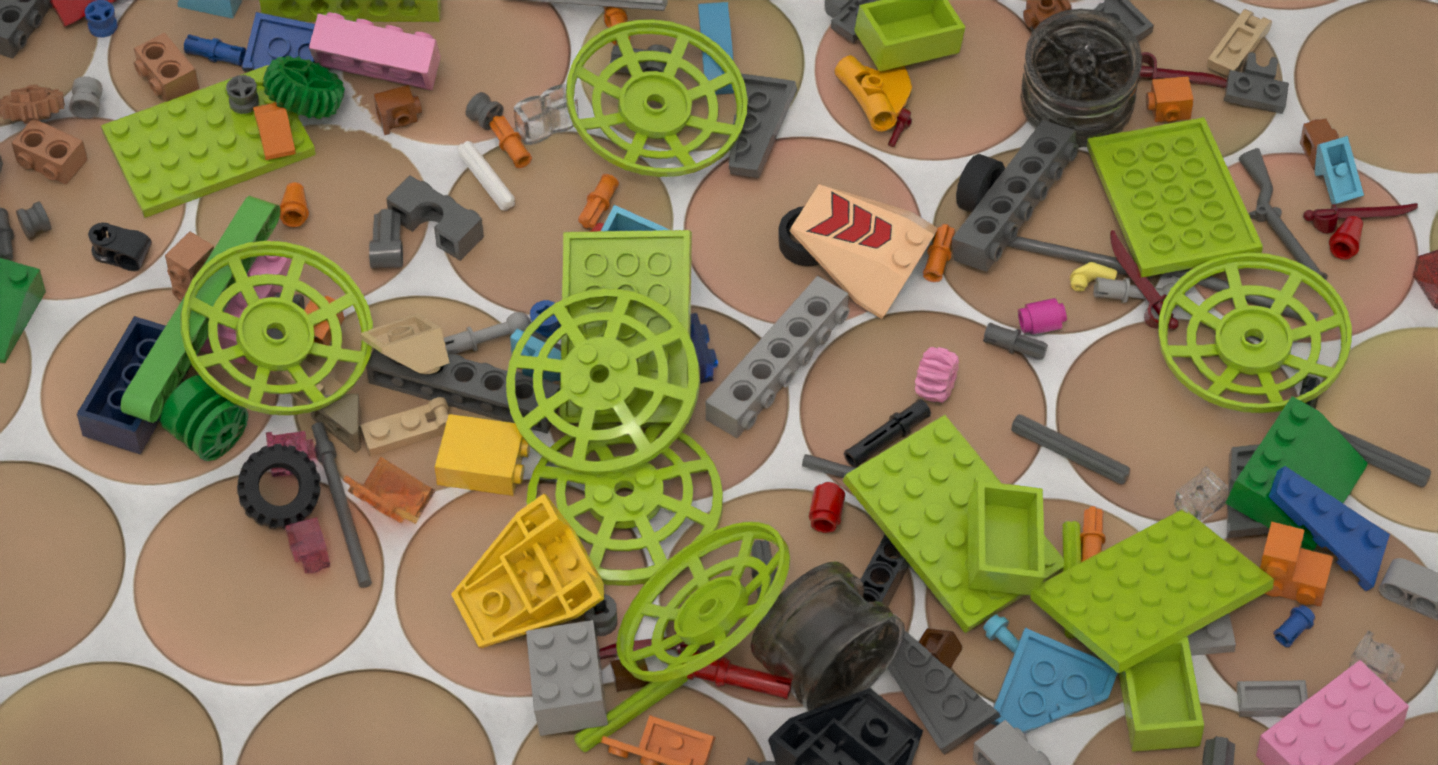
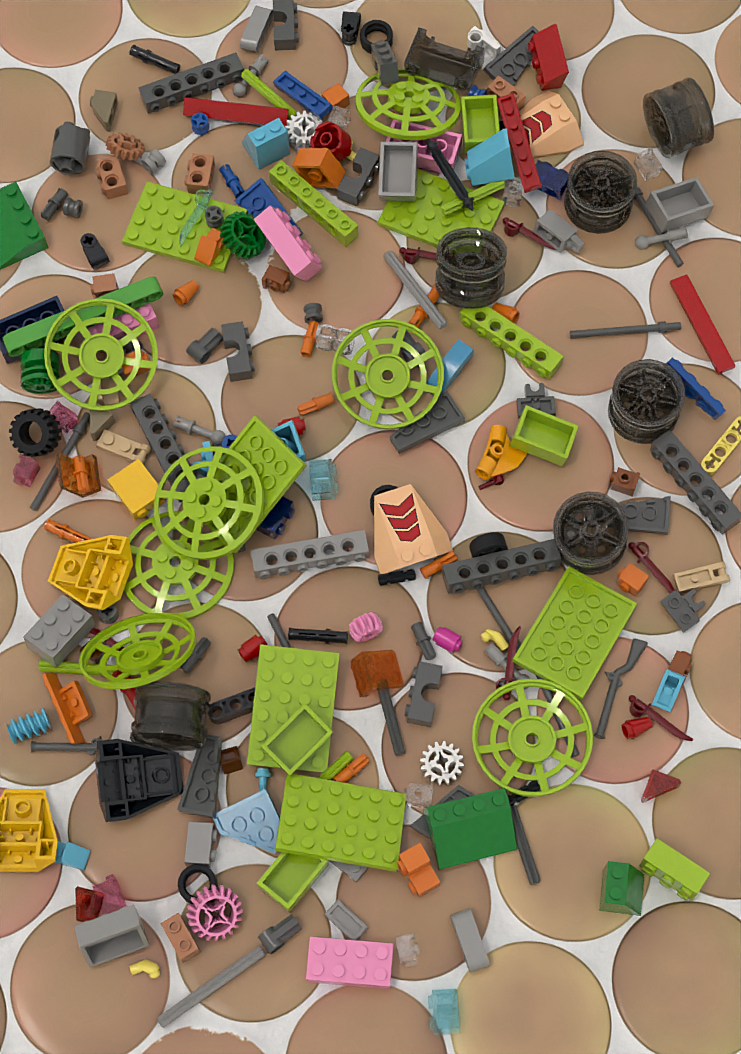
camera: 45 degrees right, 15 degrees up
(210, 96) = (201, 205): none -> clear light blue sword
(391, 486) = (80, 474): none -> orange axle
(411, 342) = (148, 409): tan slope -> none
(440, 573) = (65, 532): none -> orange pin
(486, 175) = (282, 348): white axle -> none
(710, 273) = (322, 479): none -> clear light blue brick
(906, 303) = (396, 577): none -> black axle
(998, 416) = (376, 671): none -> clear orange bracket
(1094, 411) = (426, 677): none -> dark grey arch
(1185, 443) = (449, 760): none -> white gear
(1299, 620) = (392, 896): blue pin -> none
(1342, 530) = (456, 867): blue wing -> none

